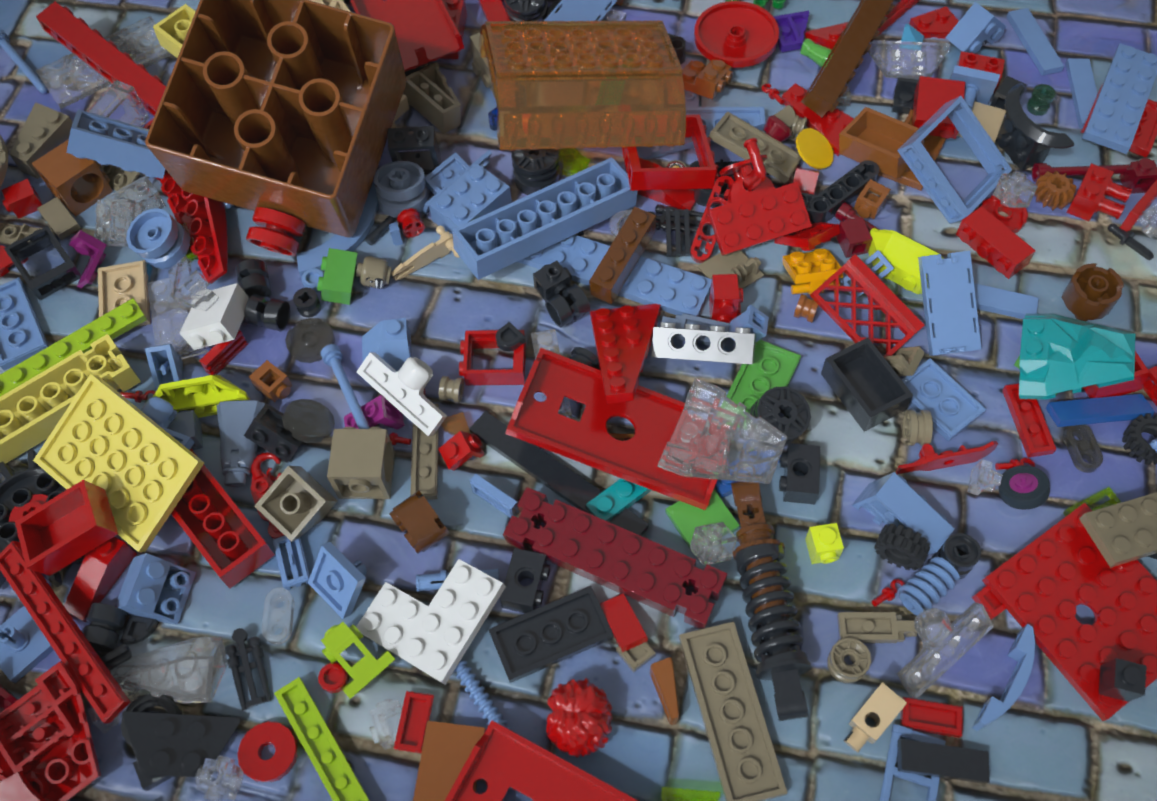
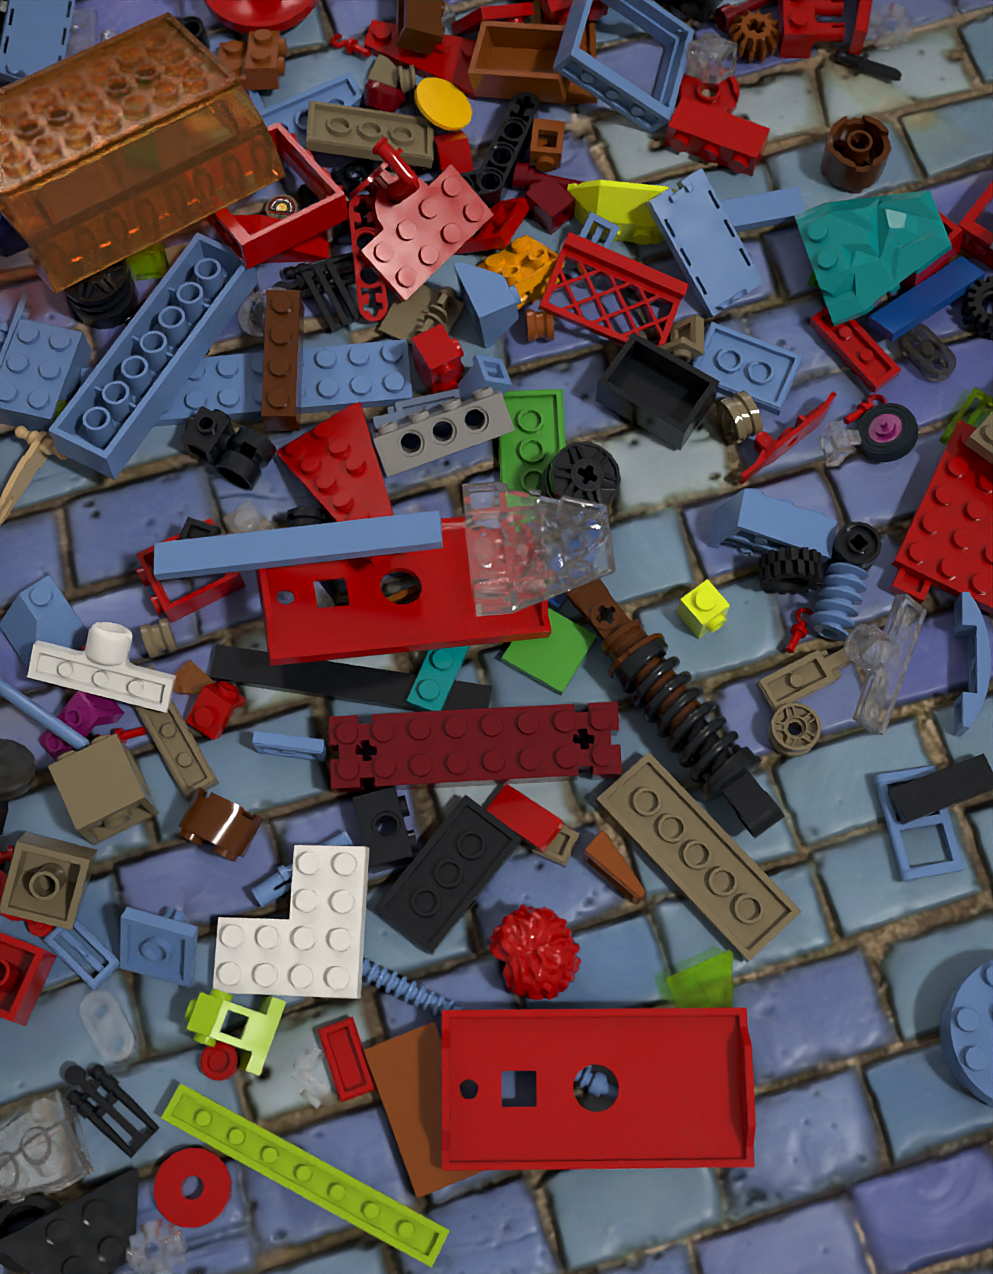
camera: 30 degrees left, 10 degrees up
(566, 365) = (298, 545): none -> medium blue tile
(713, 543) = (581, 673): clear brick -> none
(778, 276) = (488, 301): none -> medium blue slope
(806, 460) = (644, 556): black brick -> none
(882, 708) = (860, 766): tan torso -> none
(887, 109) = (501, 13): none -> red wing
(932, 717) = (908, 746): red tile -> none

